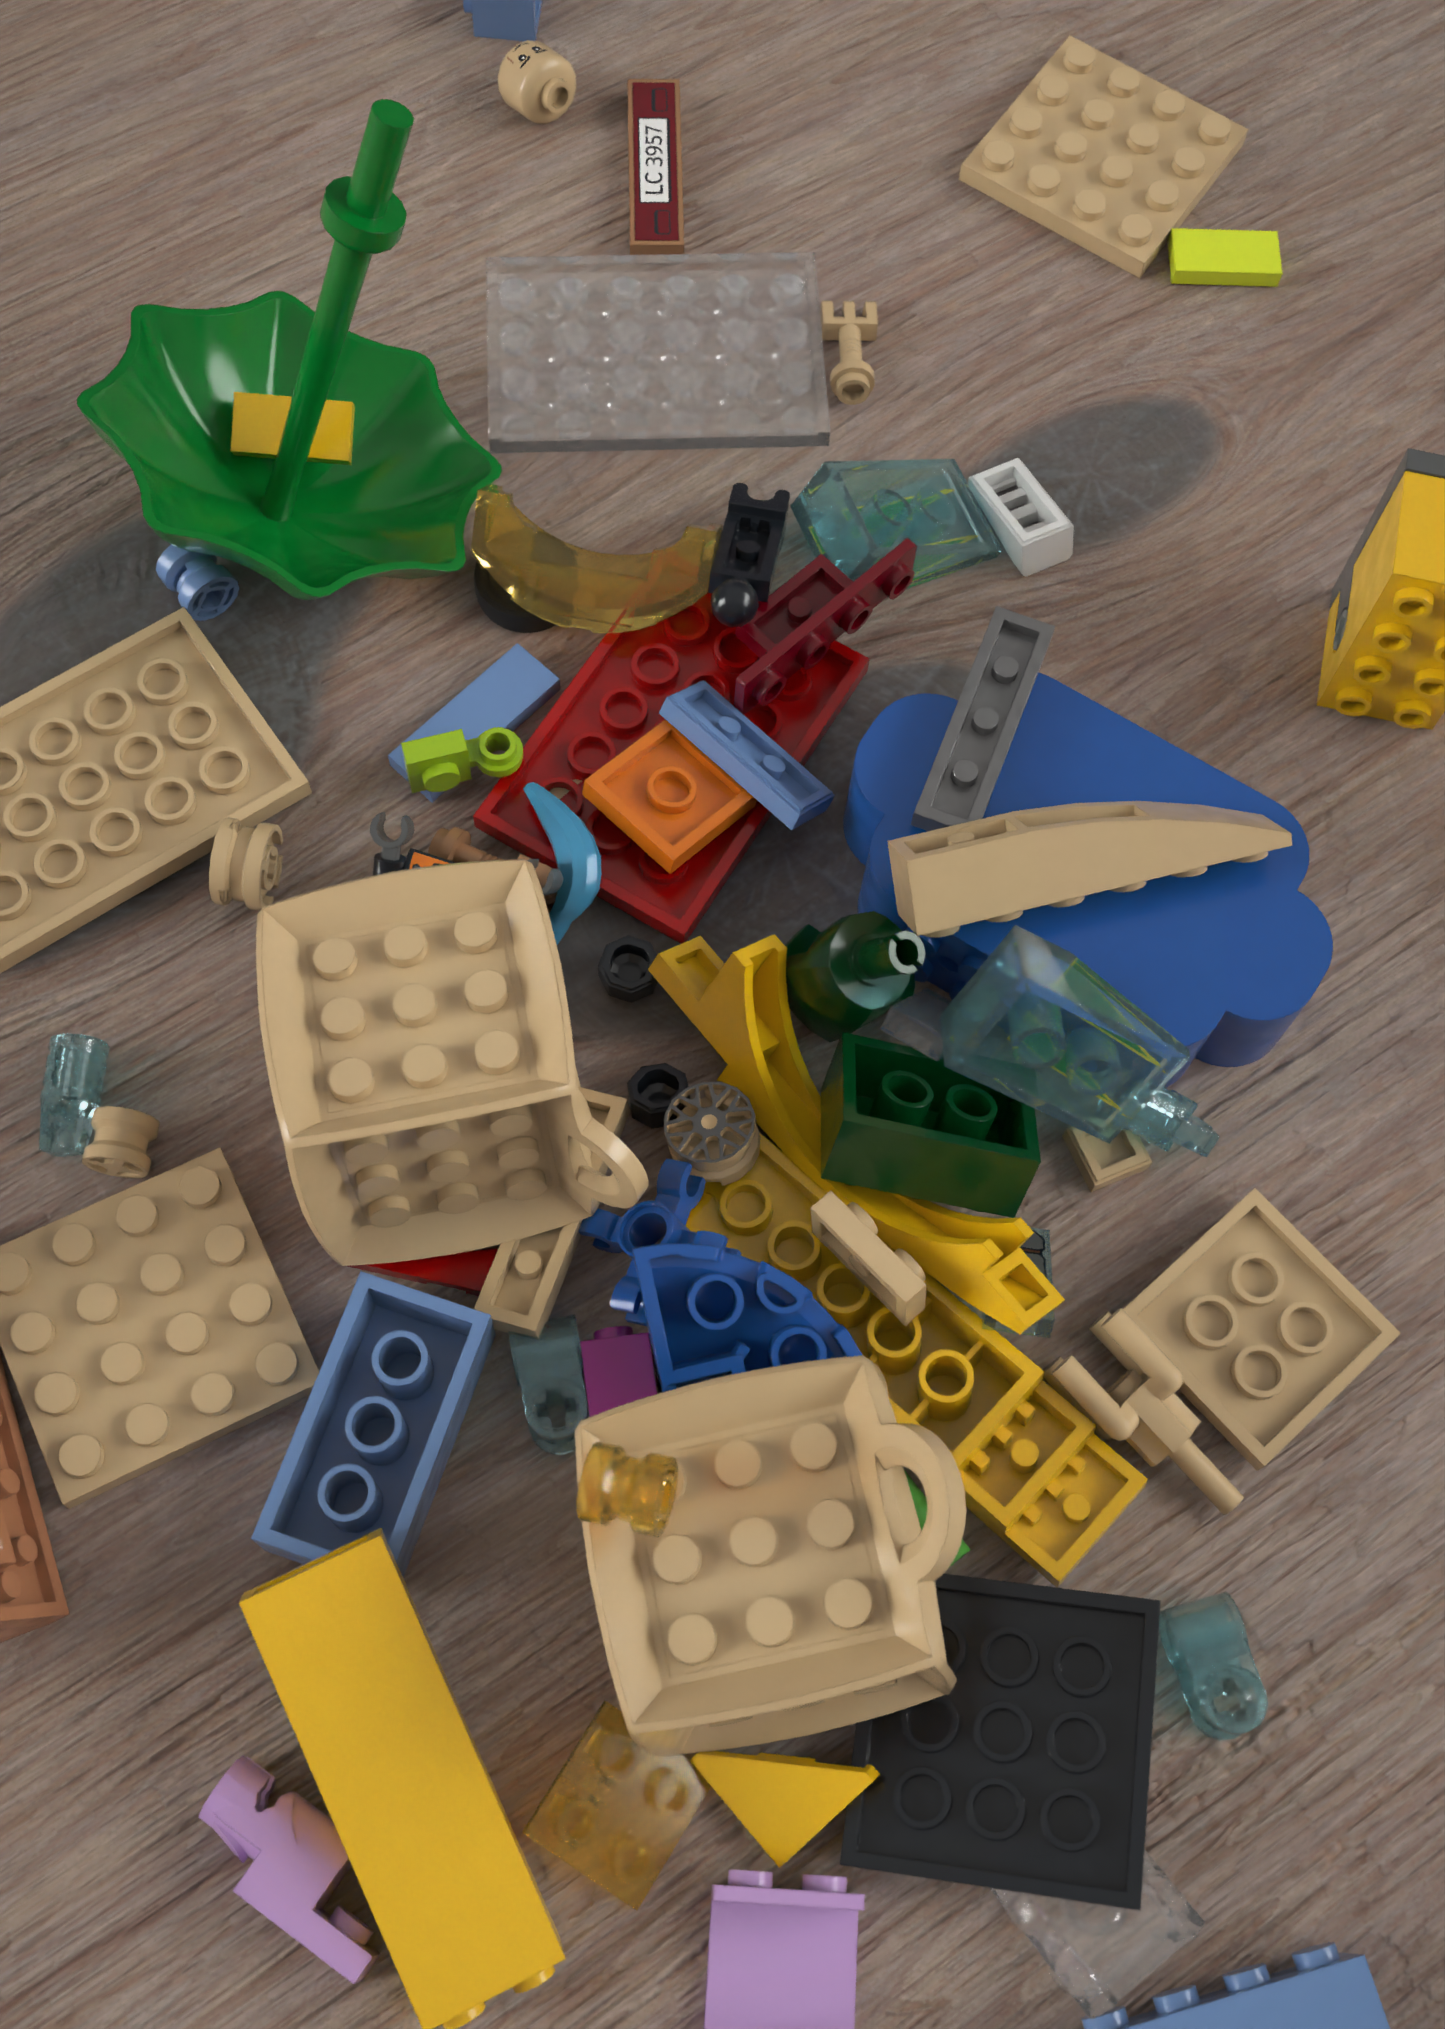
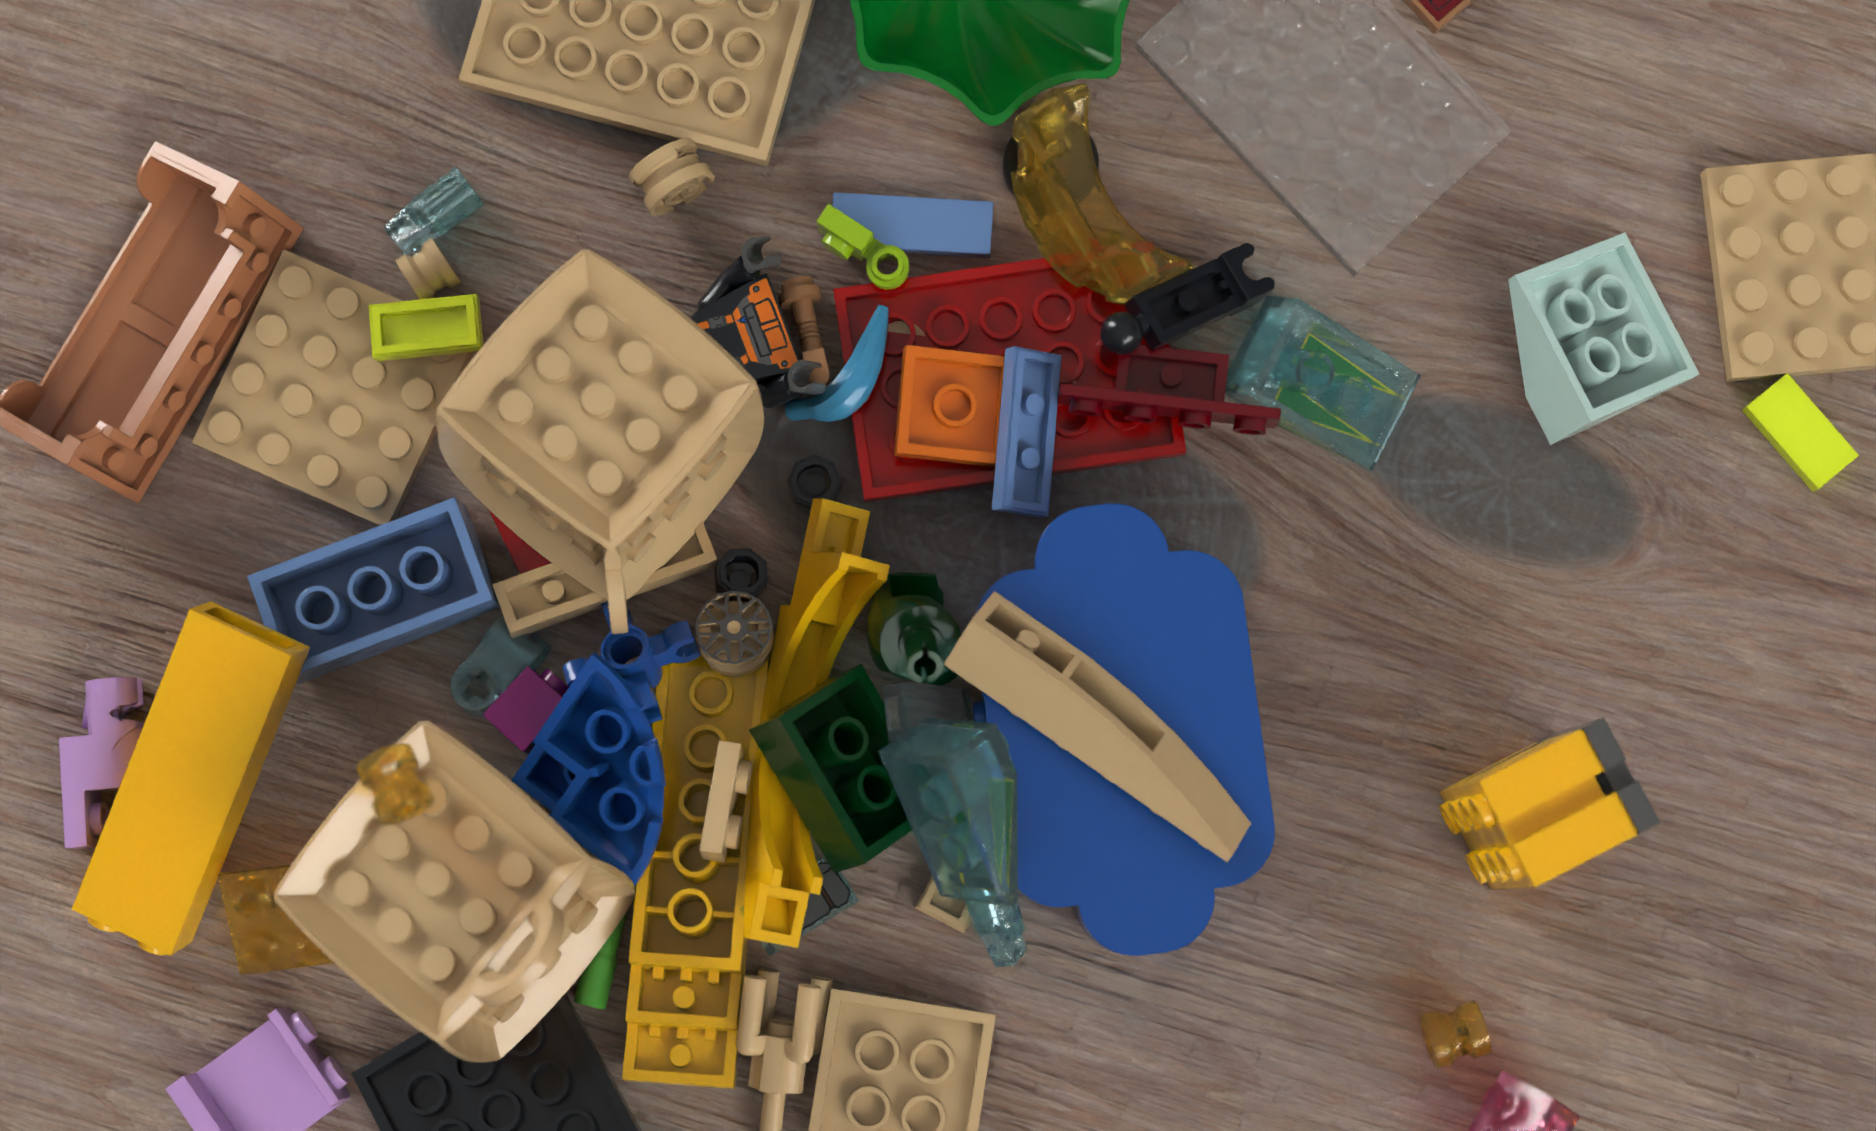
camera: 60 degrees right, 15 degrees up
(172, 1181) = (425, 327): none -> neon yellow tile
(782, 1796) = (364, 1021): yellow tile -> none
(851, 378) = (1423, 249): tan hinge -> none
(984, 721) = (1154, 582): flat silver plate -> none
(1034, 546) = (1404, 493): white slope -> none
(1036, 325) = (1593, 338): none -> light aqua slope

